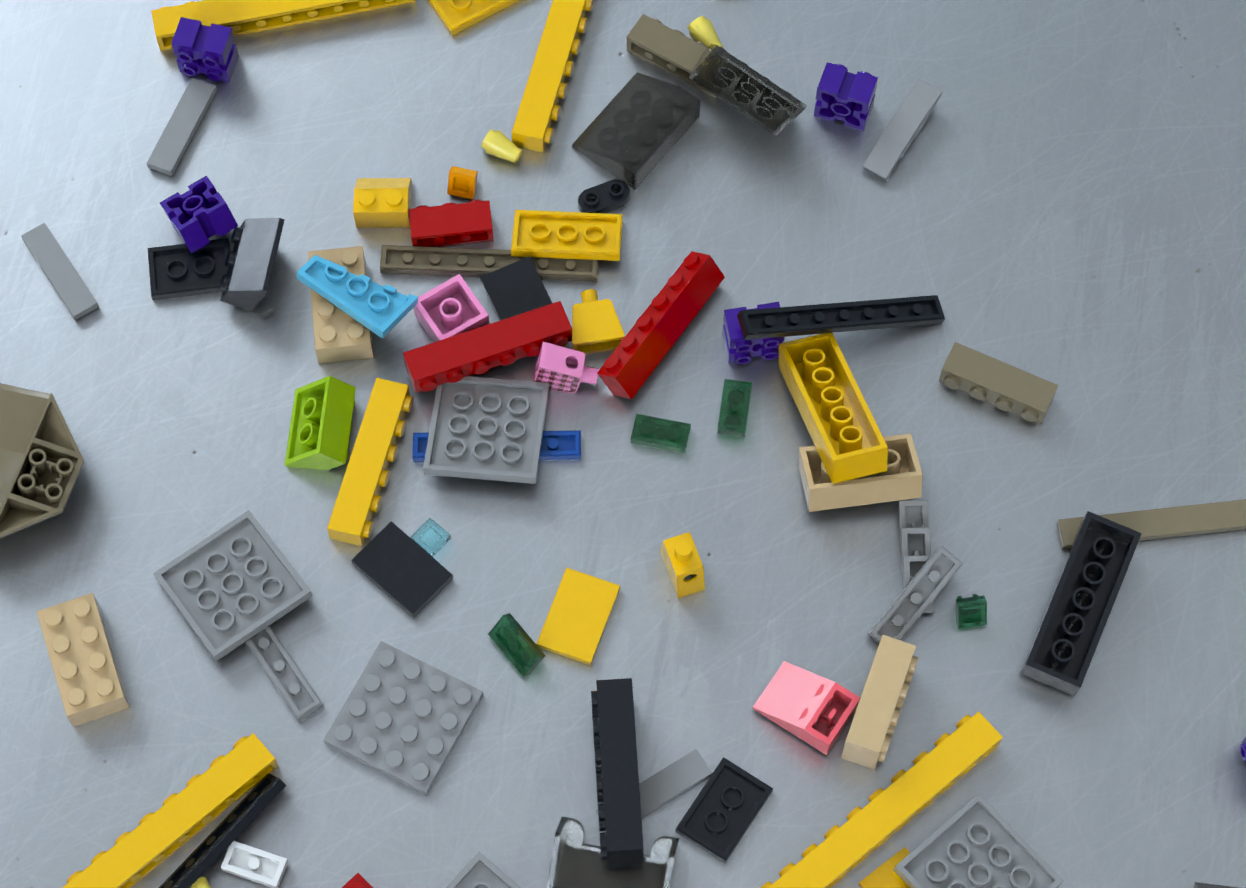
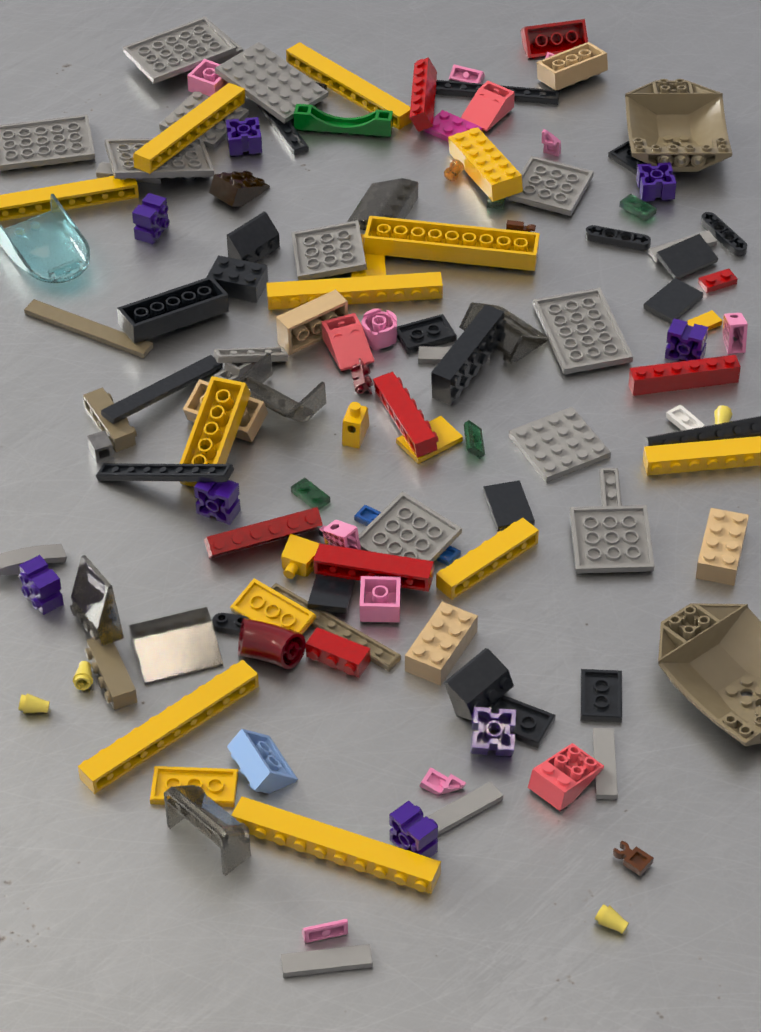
camera: 145 degrees left, 20 degrees down
(89, 218) = (564, 776): none -> coral slope
(116, 358) = (601, 695): none -> black tile
(226, 143) = (439, 783): none -> bright pink slope
(320, 425) = (503, 590): lime slope -> none
(365, 301) = (431, 617): medium azure wing -> none
(382, 202) = (367, 689): yellow slope -> none
(430, 49) = (261, 761): none -> light blue slope
(431, 537) = (481, 511): clear light blue tile -> none
(462, 182) = (308, 672): light orange tile -> none
(500, 146) = (270, 684): light yellow cone -> none
(531, 178) = (270, 643): none -> dark red brick
(632, 622) = (405, 414): none -> red brick
(734, 408) = (259, 481): clear green plate -> none
(734, 656) = (361, 377): none -> dark red hinge
(772, 745) = (380, 328): none -> bright pink brick
(818, 523) = (278, 402): none -> clear smoke windscreen
(971, 333) = (100, 446): none -> flat silver brick
(971, 611) = (227, 339): clear green tile -> none
(974, 461) = (161, 389): none -> black tile
(1055, 731) = (240, 278): none -> black brick
(1090, 811) = (253, 239): none -> black slope

